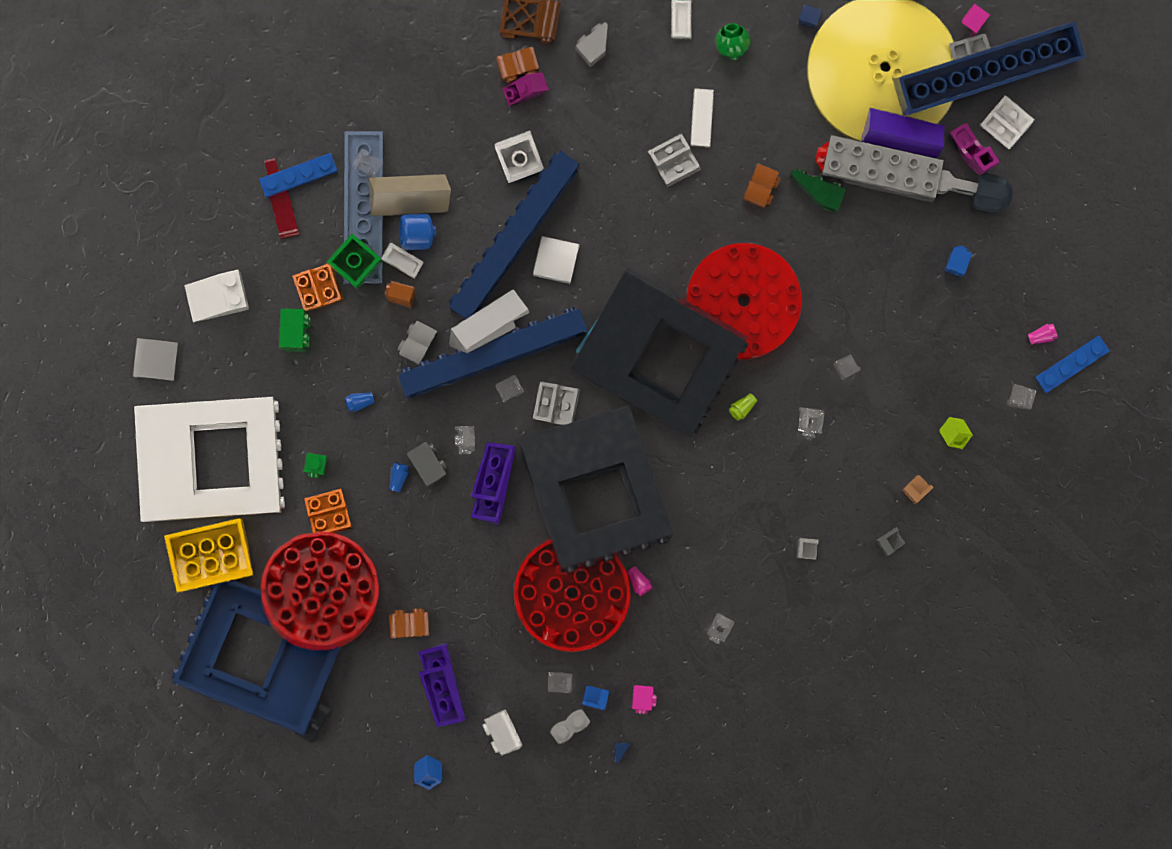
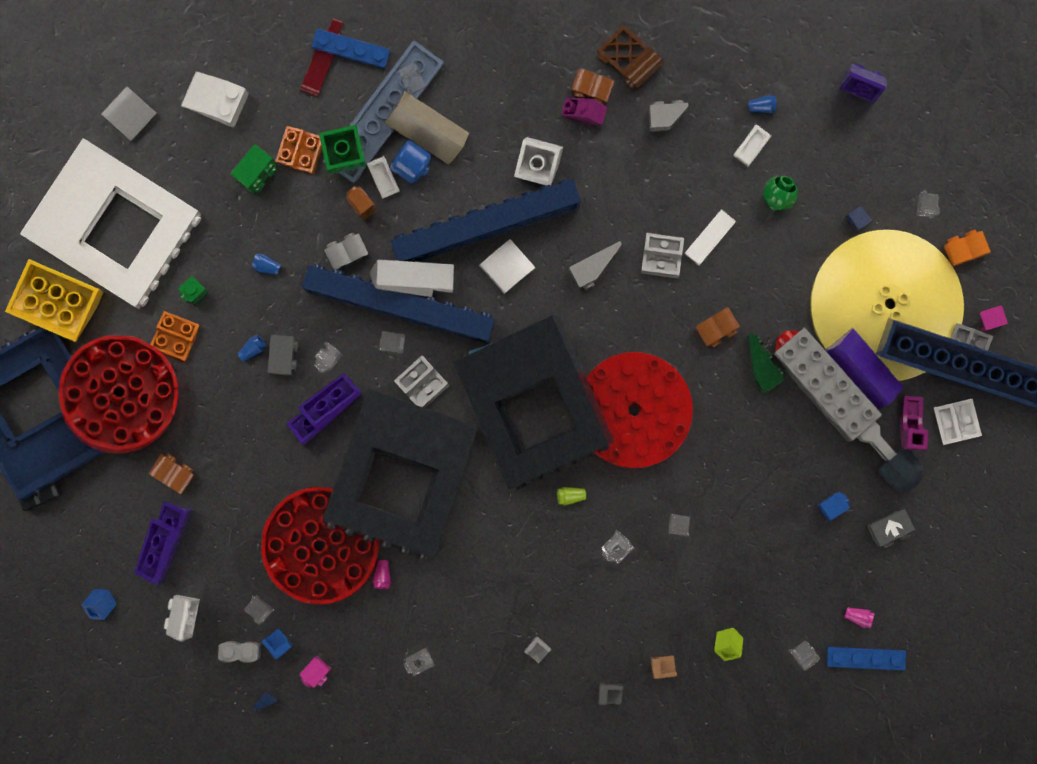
camera: 40 degrees right, 0 degrees up
(624, 214) = (589, 269): none -> light grey slope
(1016, 246) = (890, 528): none -> dark grey brick

